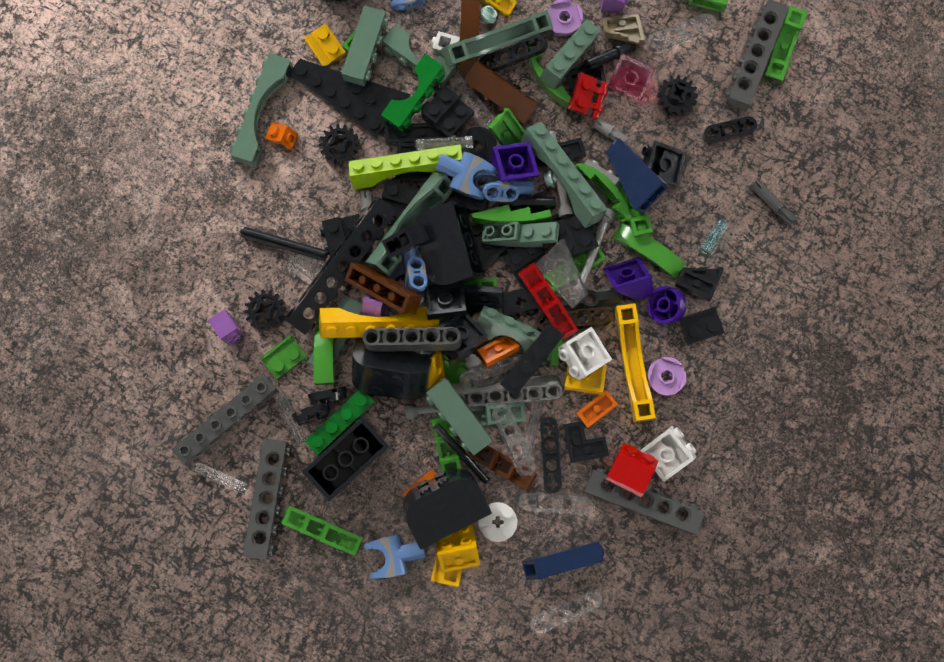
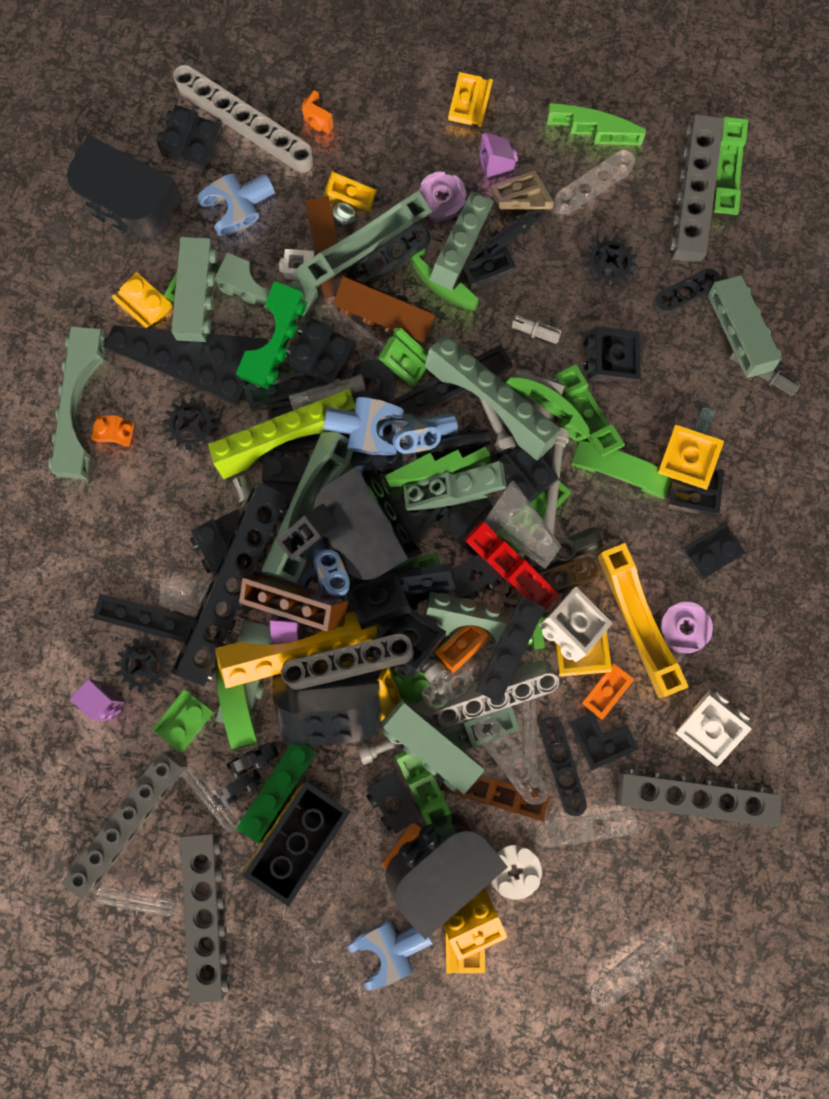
camera: 15 degrees left, 0 degrees up
(272, 276) = (142, 618): none -> black plate
(283, 243) = (148, 571): black axle -> none
(321, 530) = (286, 940): bright green slope -> none
(430, 459) = (405, 814): none -> black brick
(461, 453) = (446, 793): black bar -> none
(514, 162) = (424, 395): dark purple slope -> none
(550, 179) = (474, 406): light aqua plate -> none
(563, 561) = (613, 904): dark blue slope -> none
(582, 95) = (490, 288): red plate -> none
(630, 279) = (609, 511): dark purple slope -> none
(631, 77) = (547, 252): clear pink slope -> none
(632, 469) = (675, 762): red slope -> none
(636, 176) = (588, 380): dark blue slope -> none
(666, 305) = (665, 535): dark purple cylinder -> none
(700, 252) = (691, 457): none -> yellow plate
(765, 165) = (744, 326): none -> sand green brick

